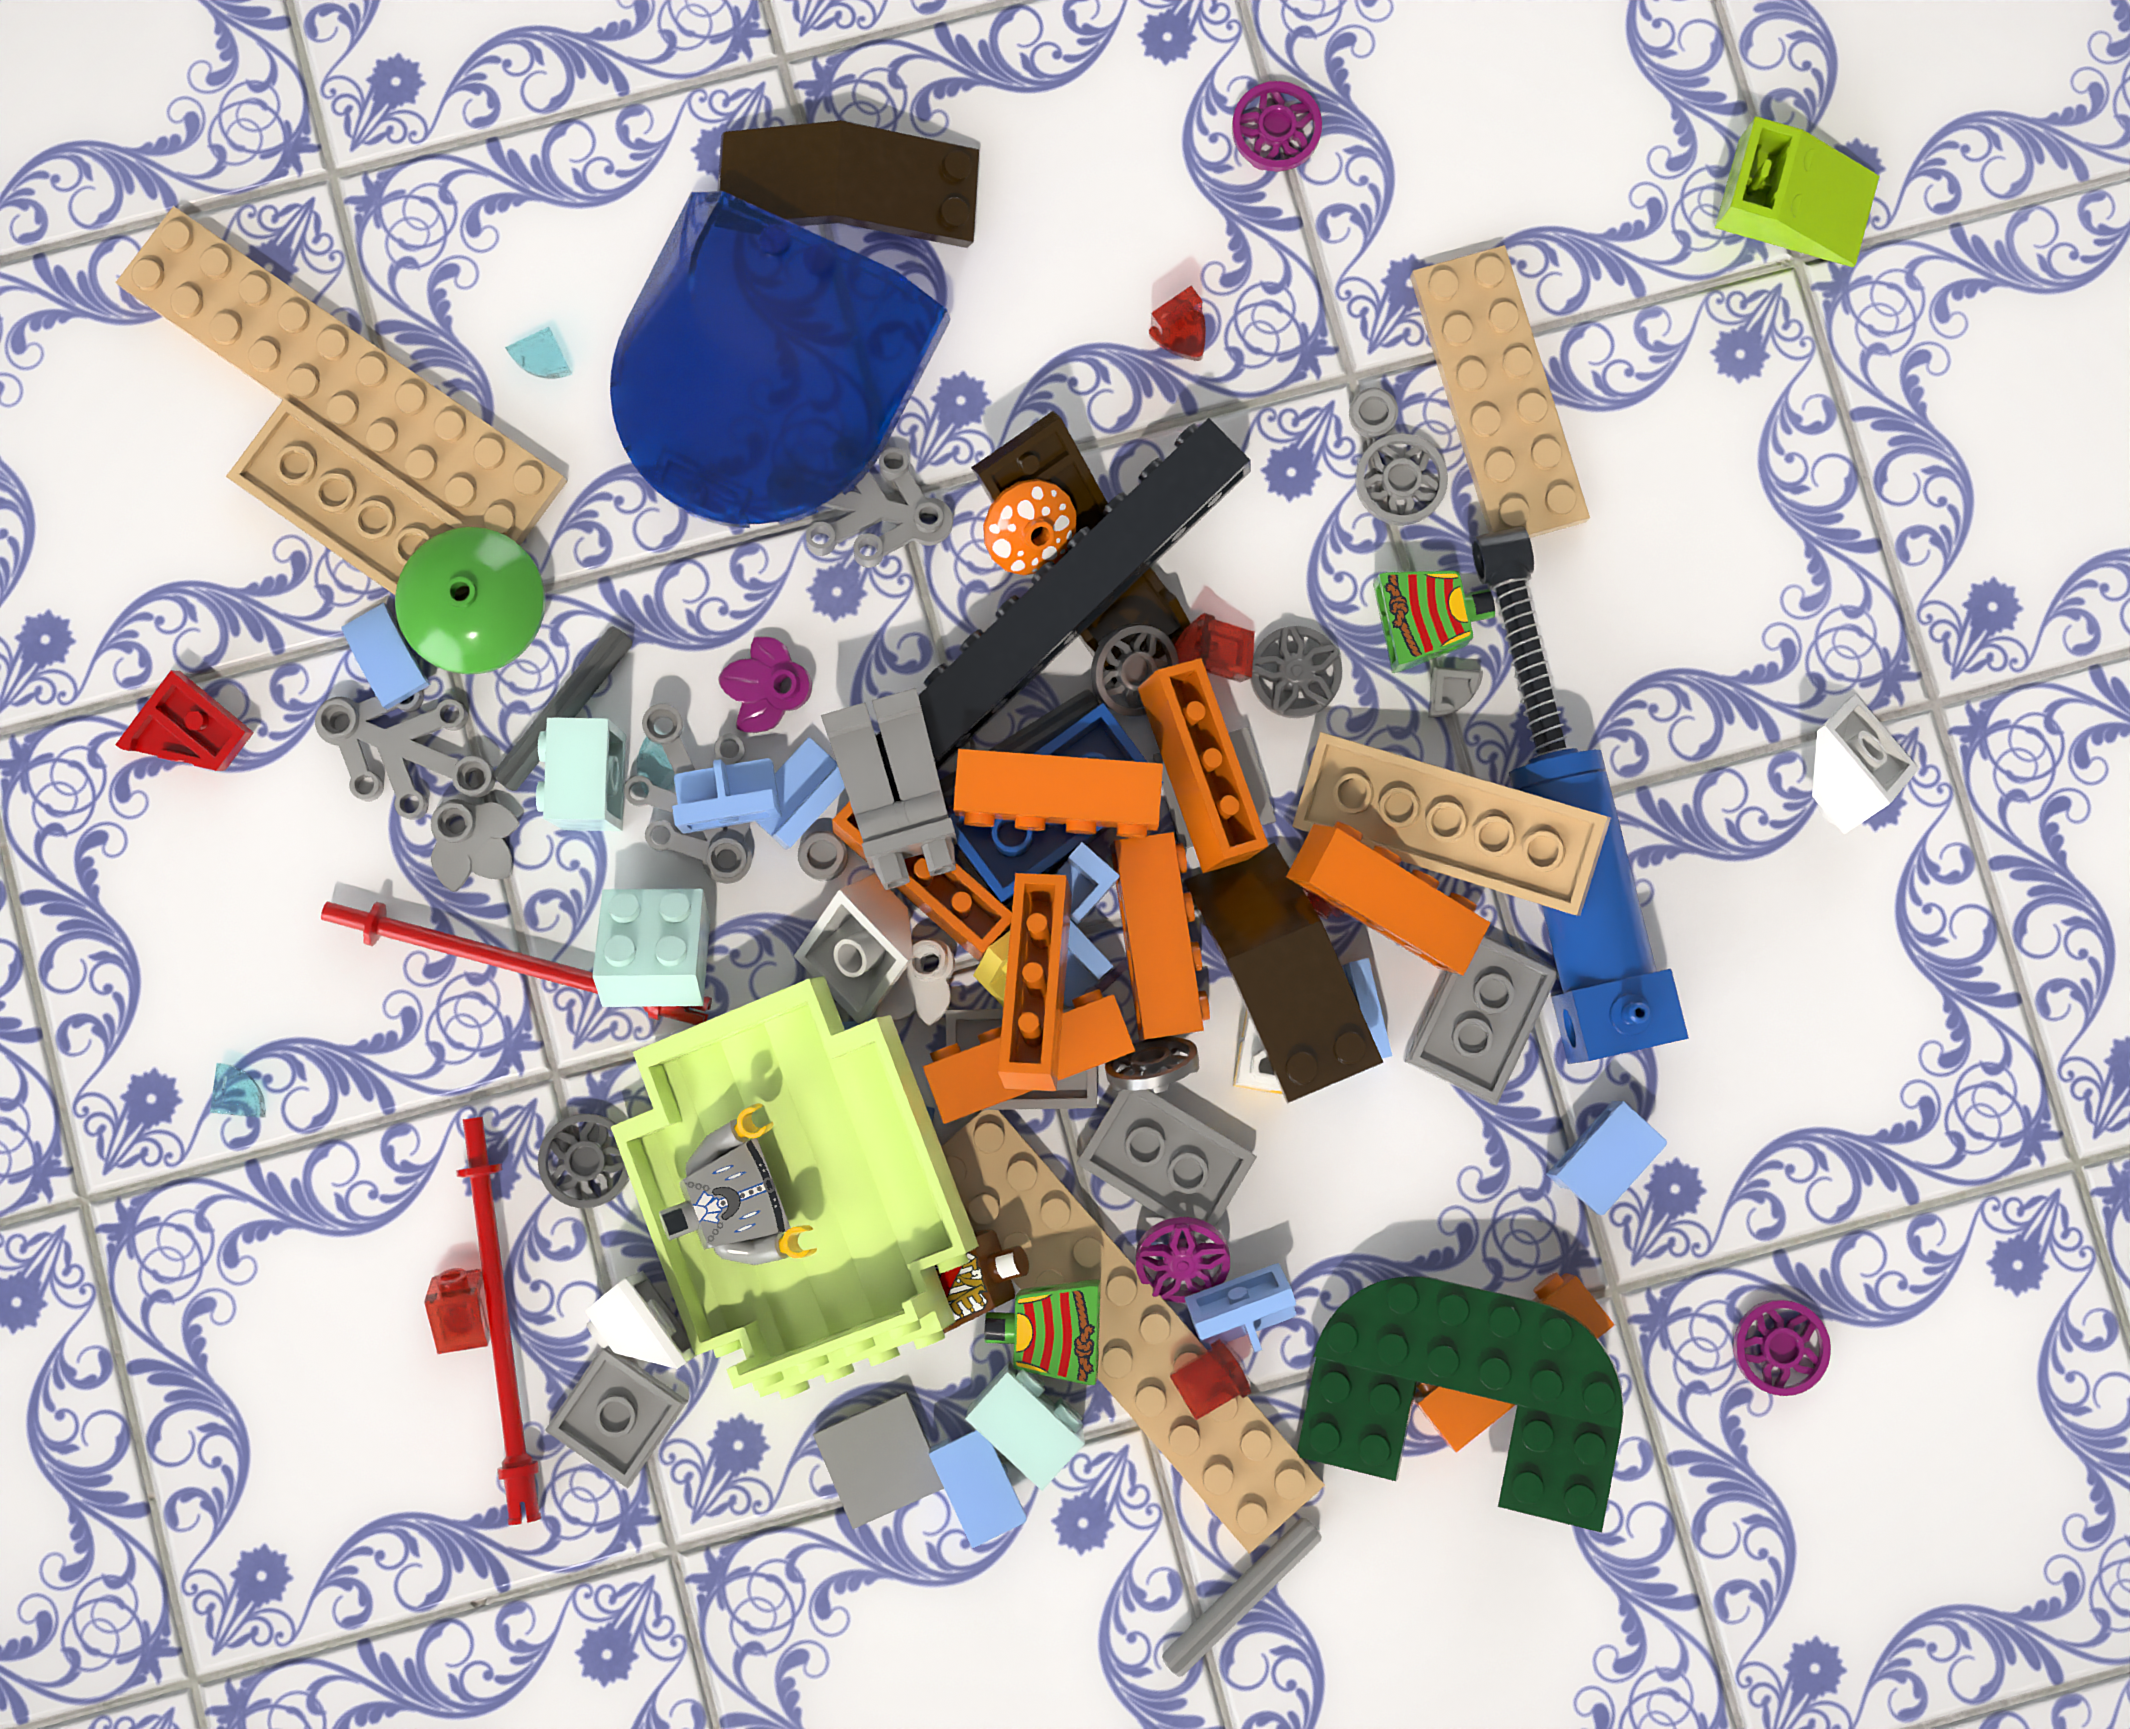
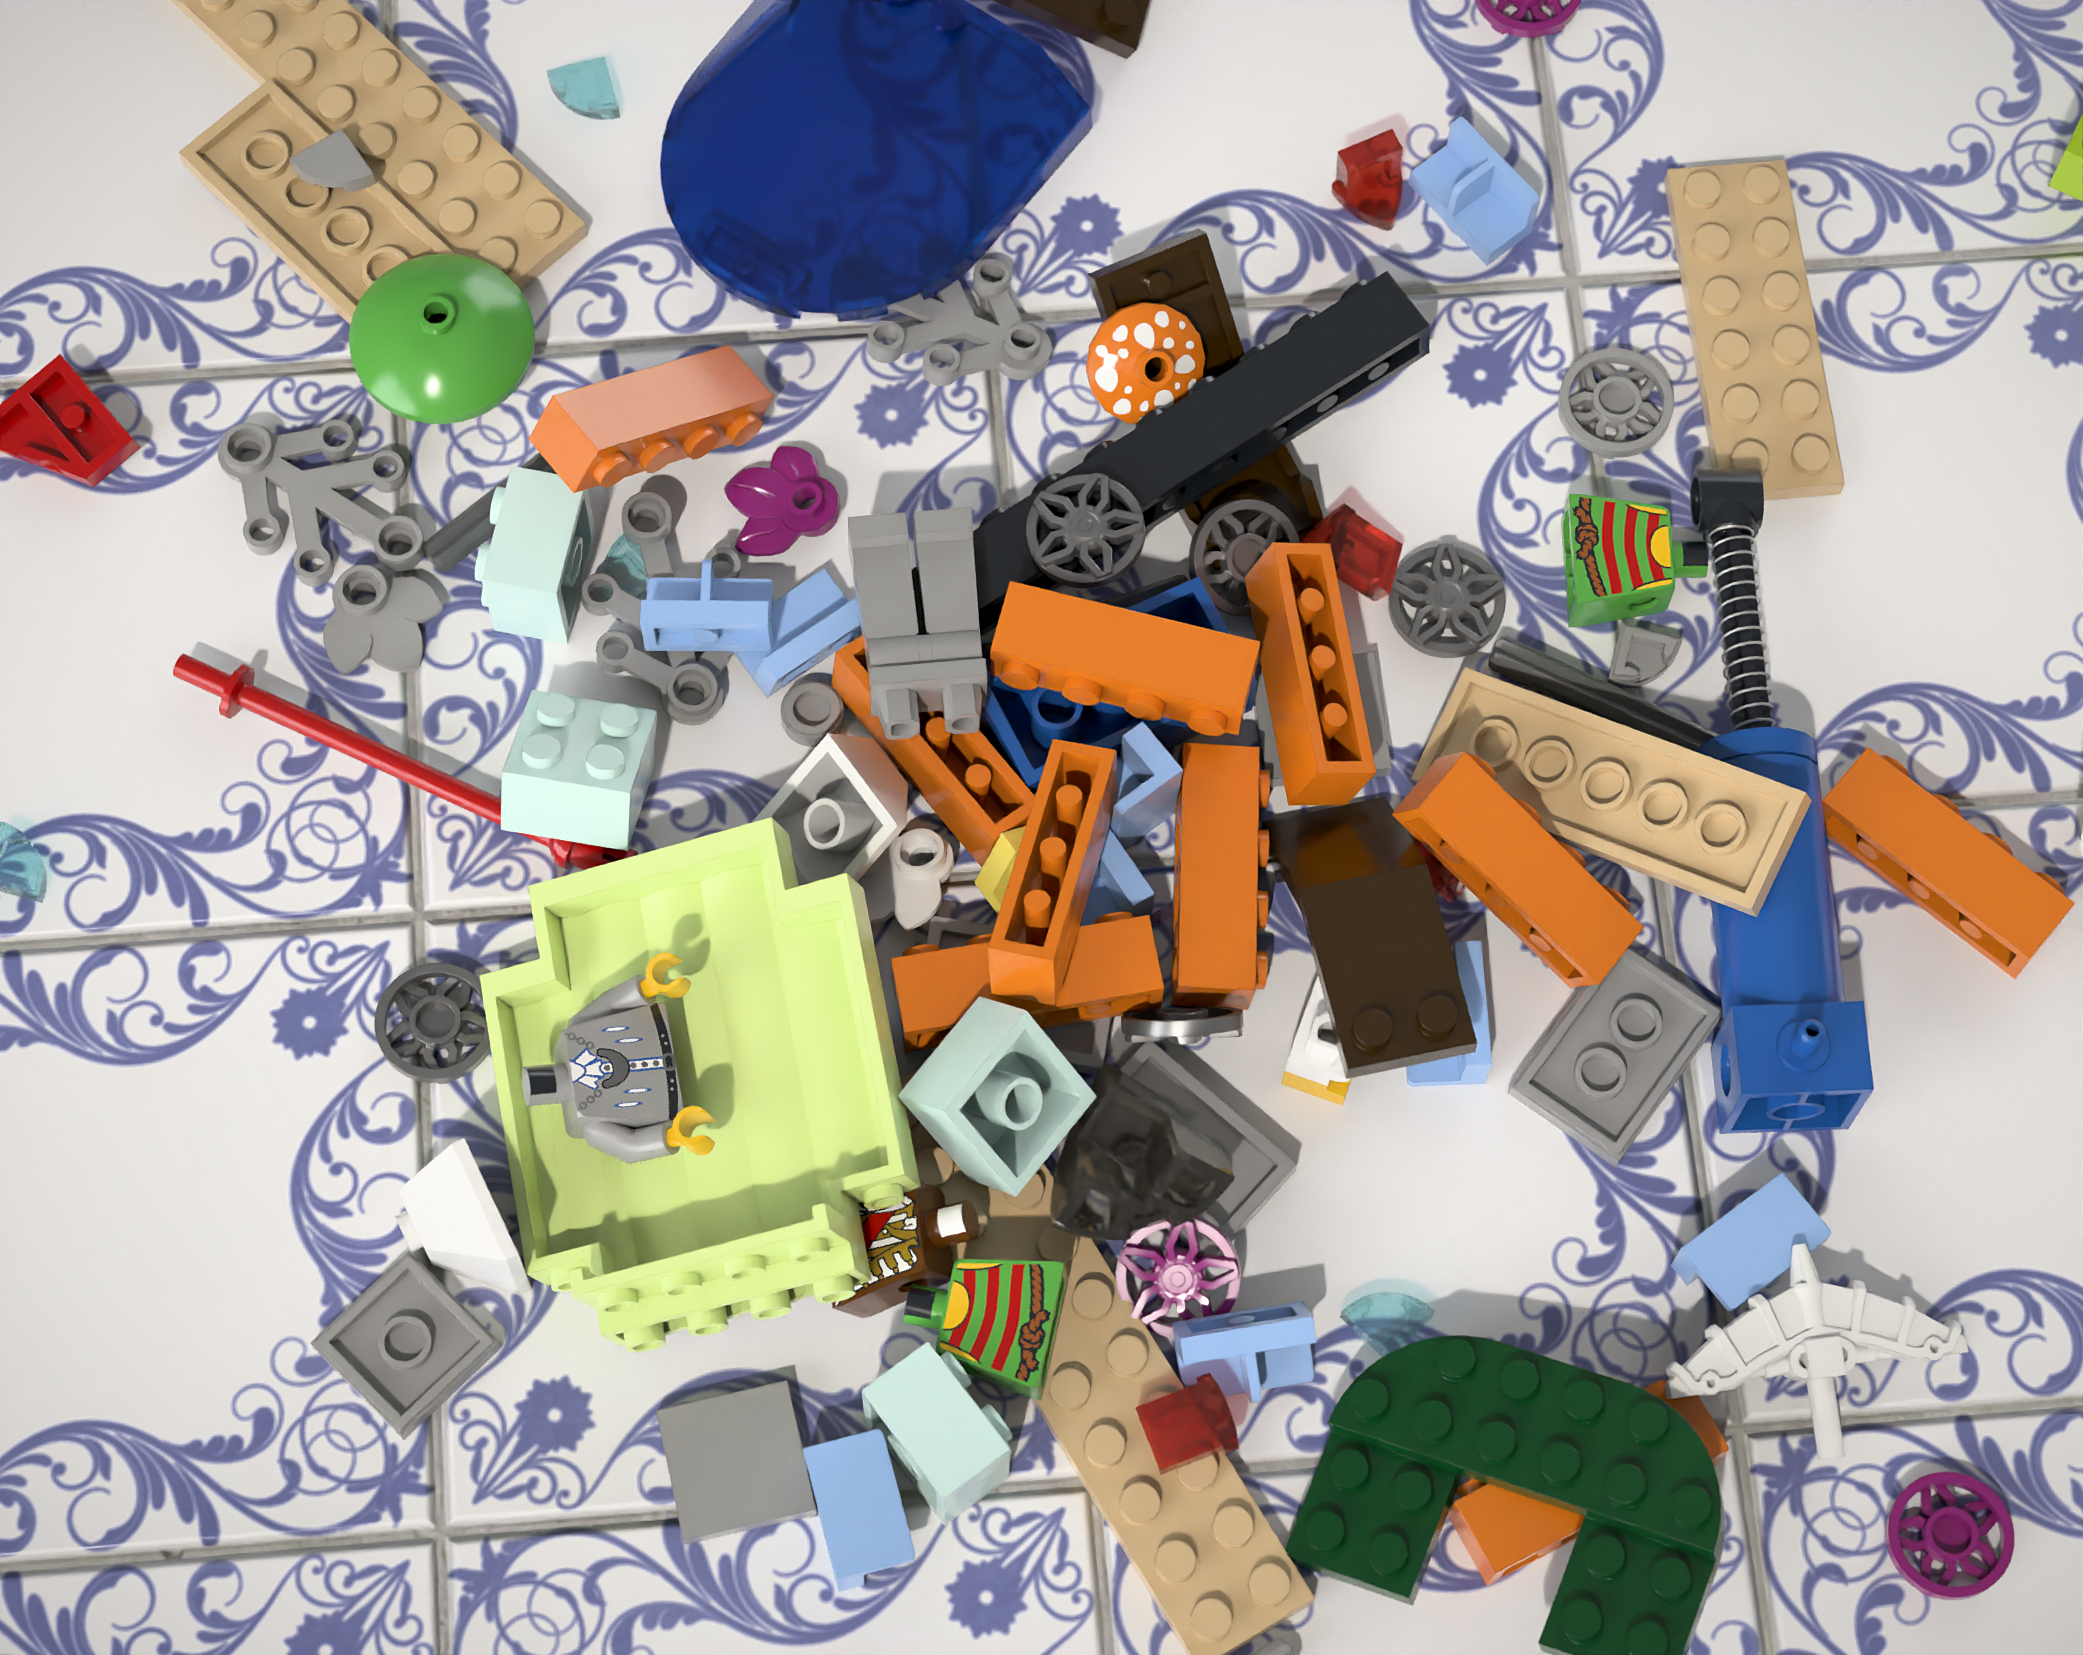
camera: 10 degrees right, 15 degrees down
(351, 467) = (333, 164): none -> light grey tile
(384, 656) = (322, 389): light blue slope -> none
(457, 1311) = (232, 1173): clear red bracket -> none
(518, 1467) = (265, 1381): red bar -> none
(648, 651) = (651, 418): none -> orange brick
(1008, 682) = (1085, 530): none -> flat silver wheel
(1024, 1163) = (997, 1095): none -> light aqua brick
(1134, 1188) = (1133, 1164): none -> clear smoke brick
(1264, 320) = (1477, 193): none -> light blue panel
(1343, 1260) = (1387, 1319): none -> clear light blue tile
(1373, 412) = (1593, 322): light grey tile -> none
(1431, 733) = (1593, 694): none -> dark grey axle
(1663, 1225) = (1812, 1336): none -> white bar
(1710, 821) = (1943, 862): none -> orange brick

